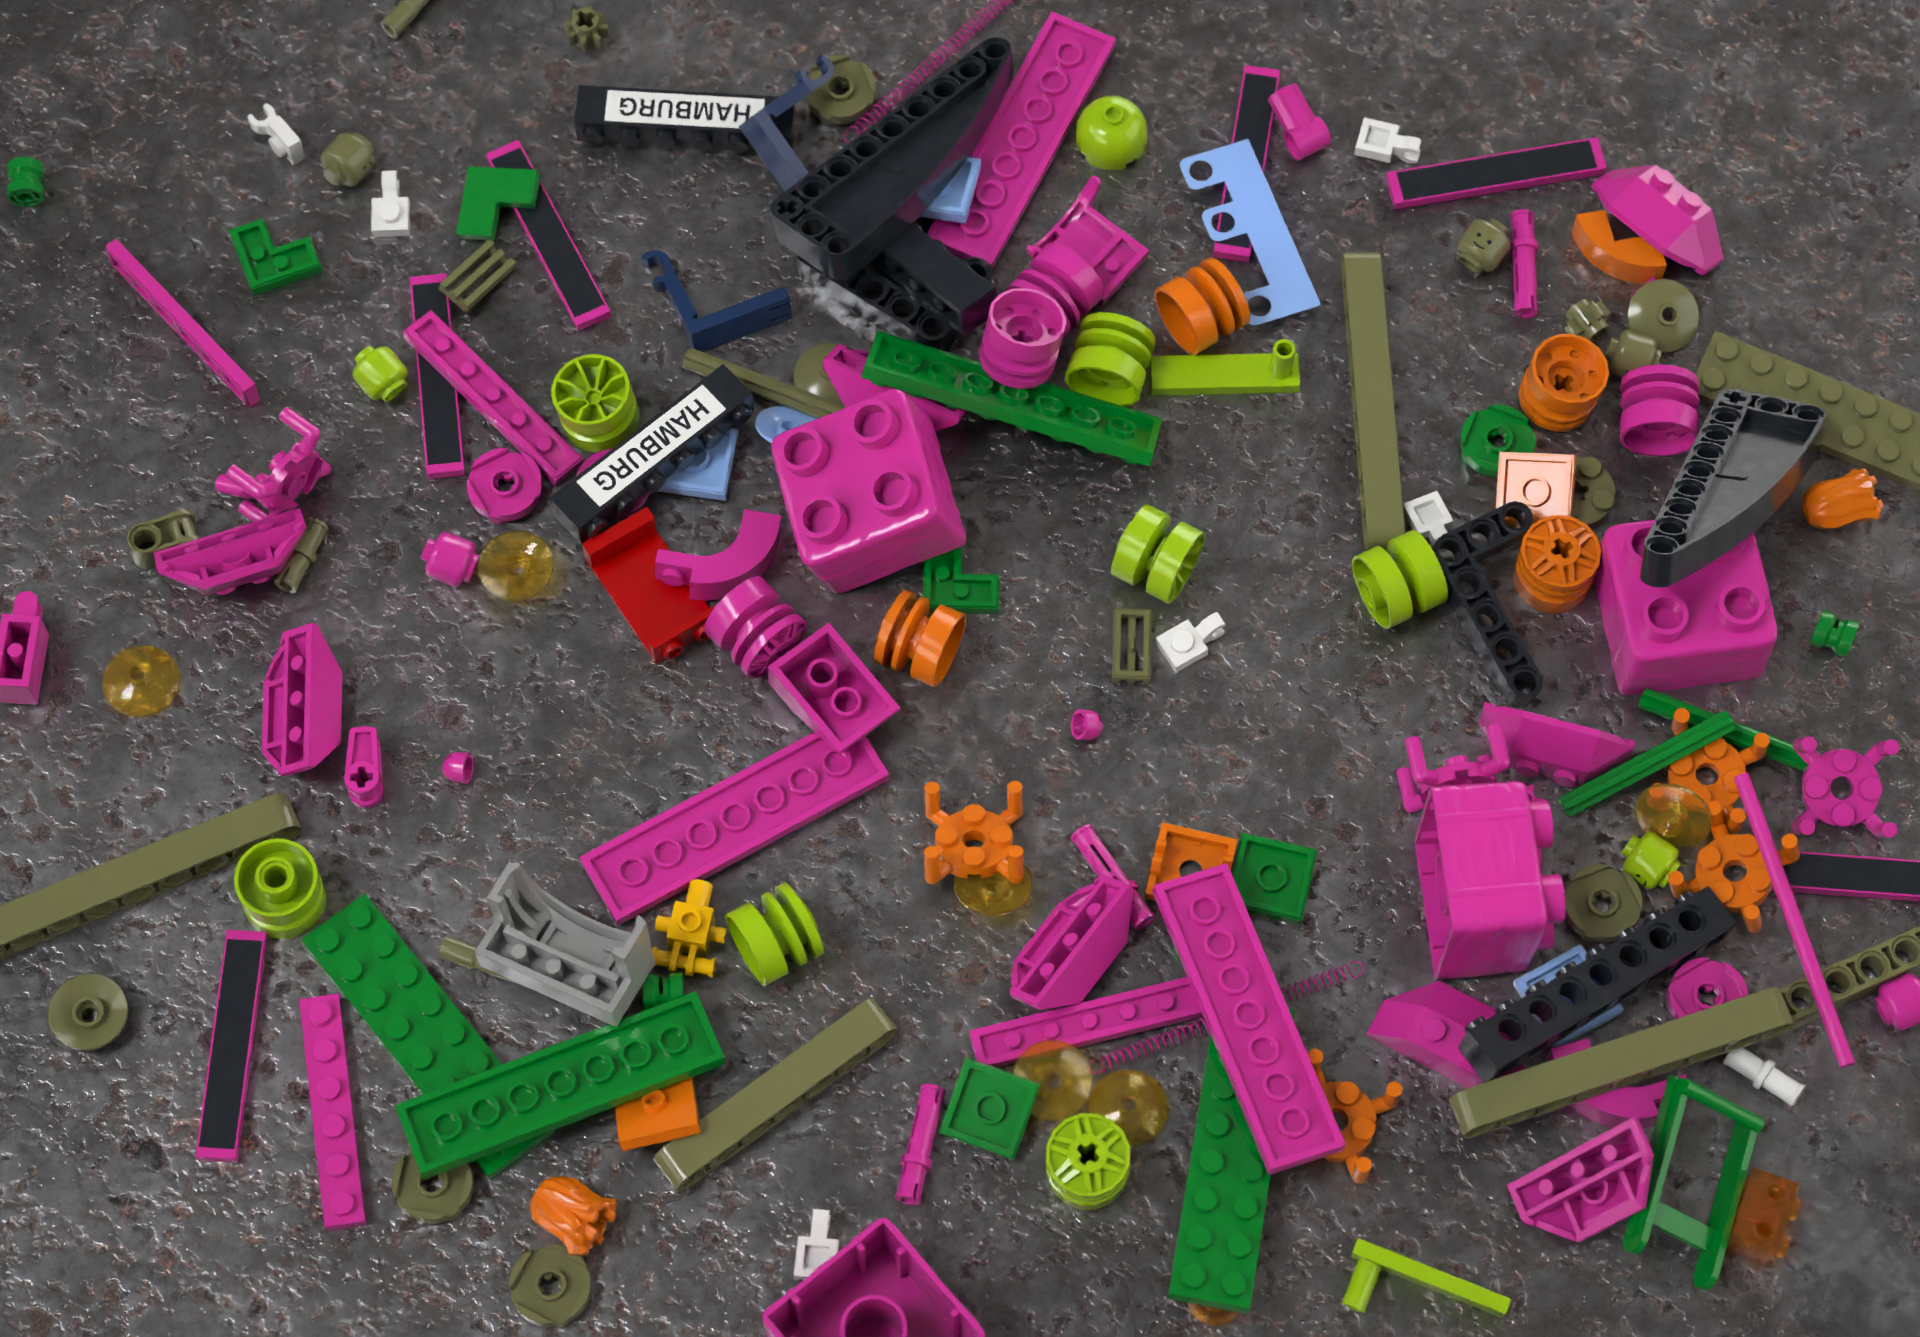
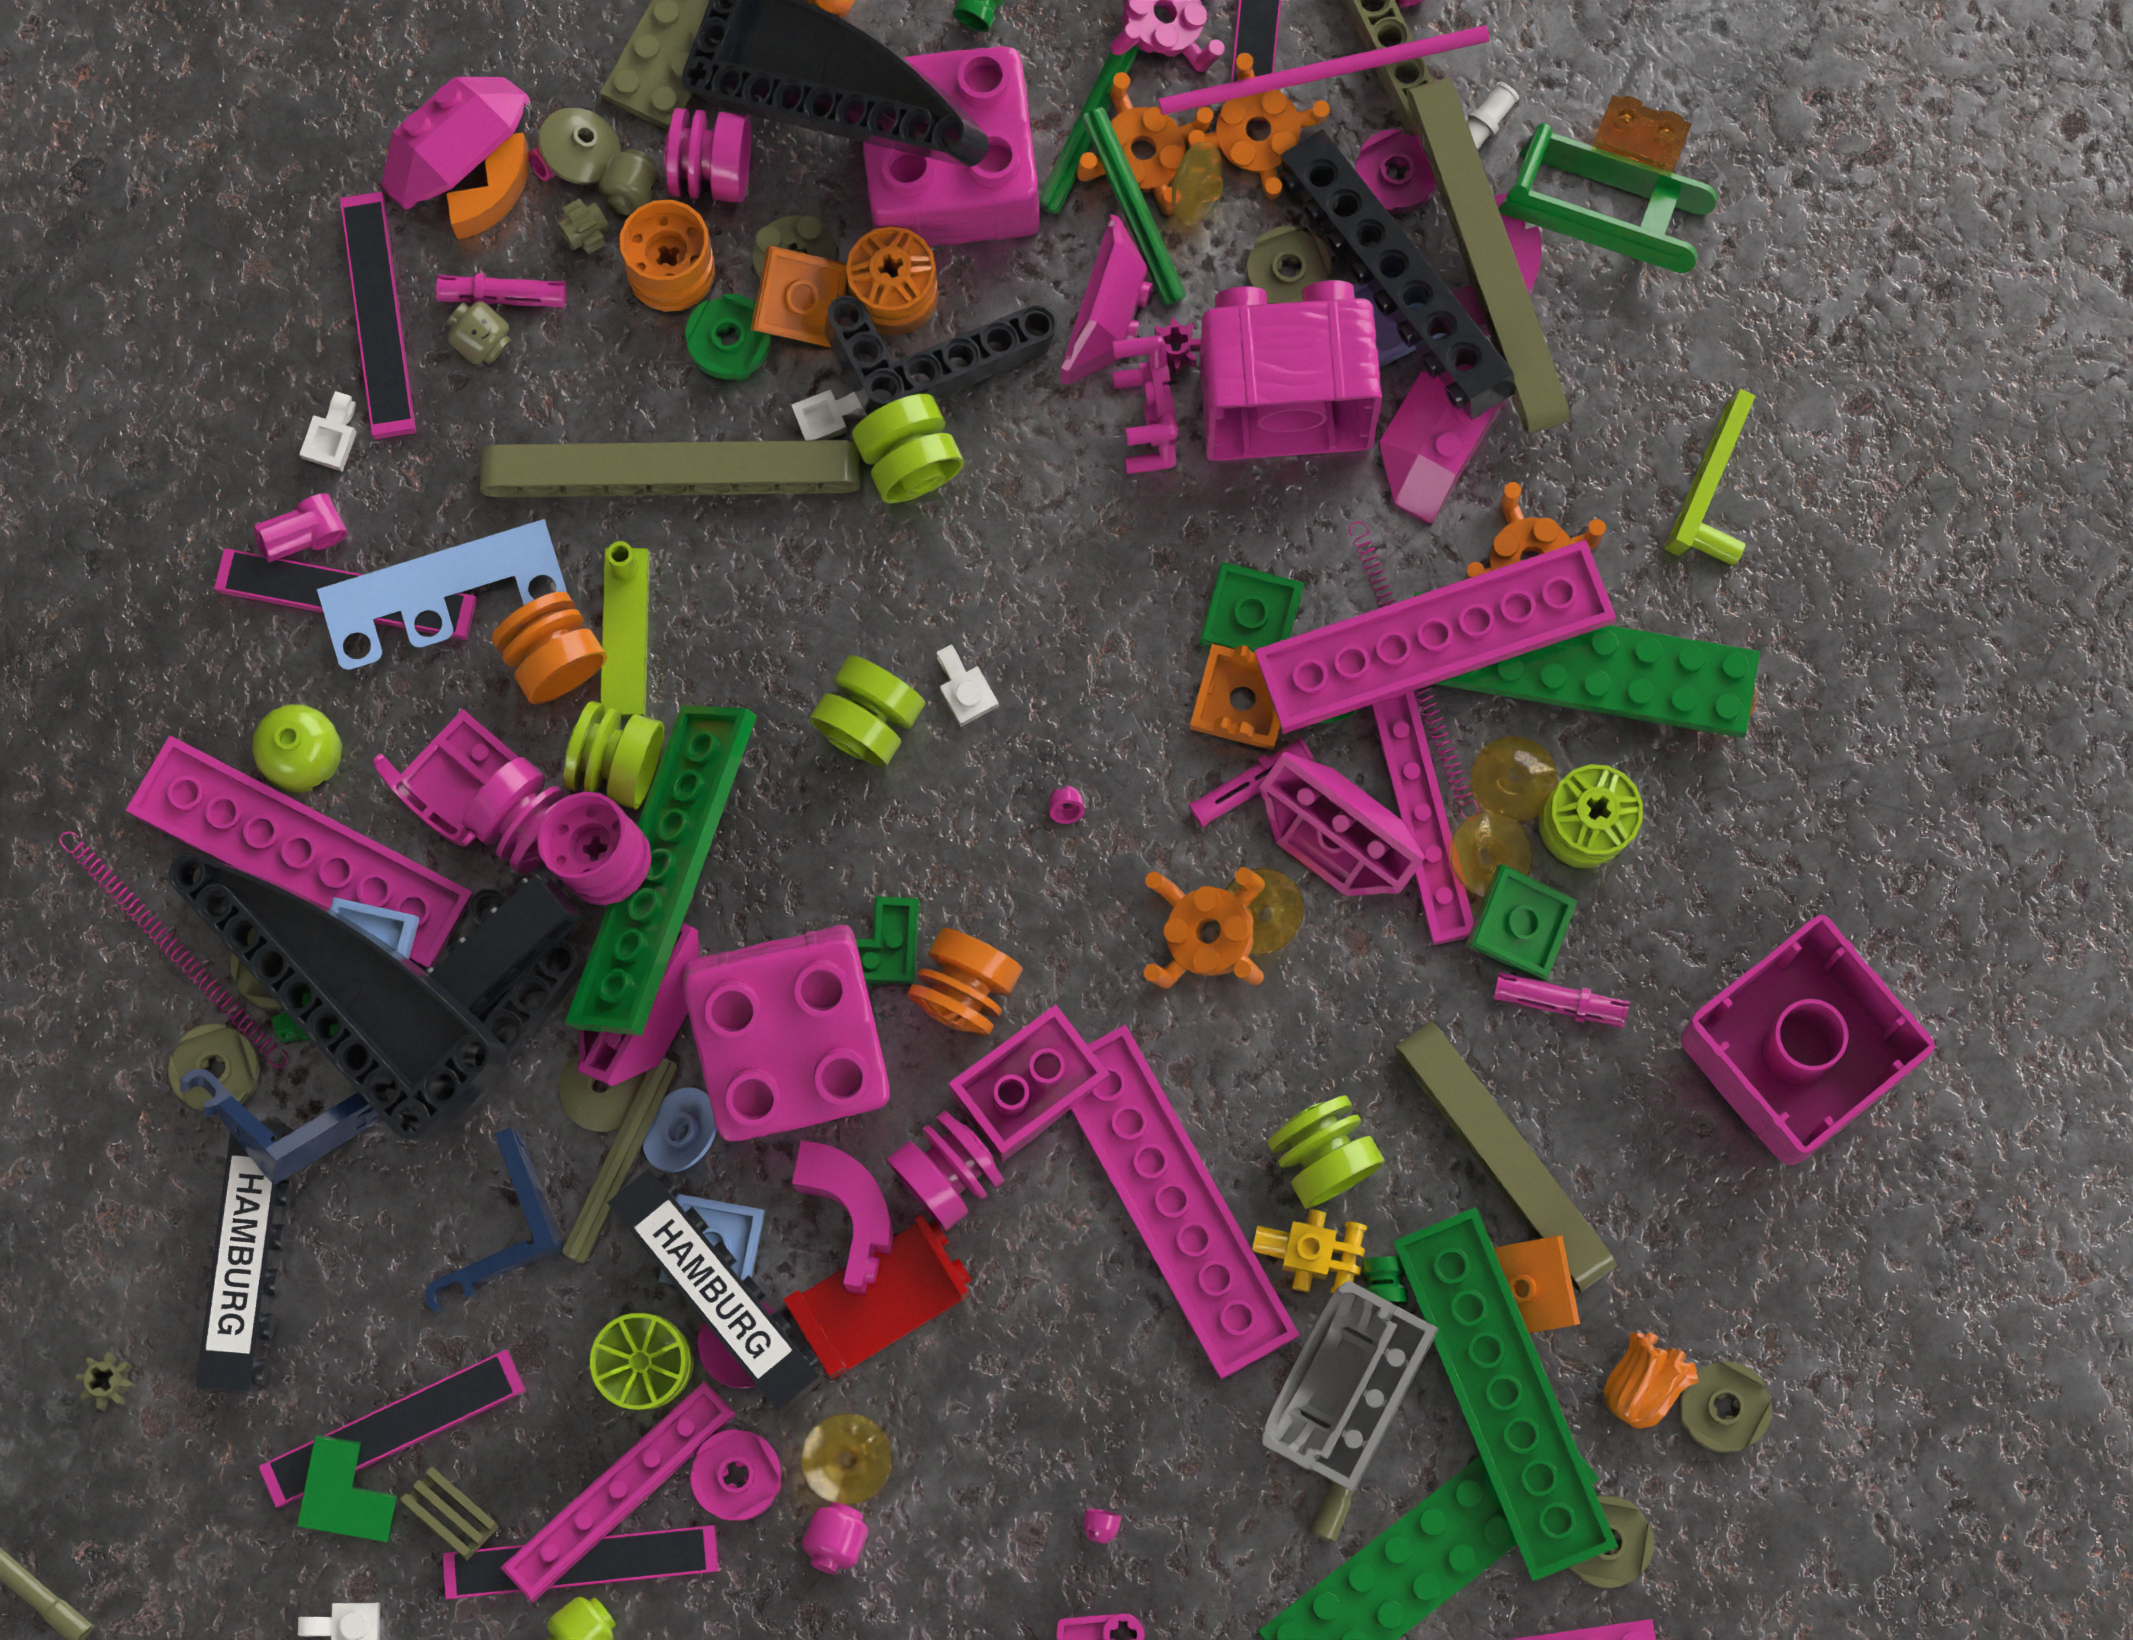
camera: 85 degrees left, 10 degrees up
(815, 1249) = (1688, 1113): white plate -> none
(1130, 674) = (962, 768): olive tile -> none
(1588, 1185) = (1617, 300): dark pink wedge -> none
(1650, 860) = (1241, 214): lime head -> none

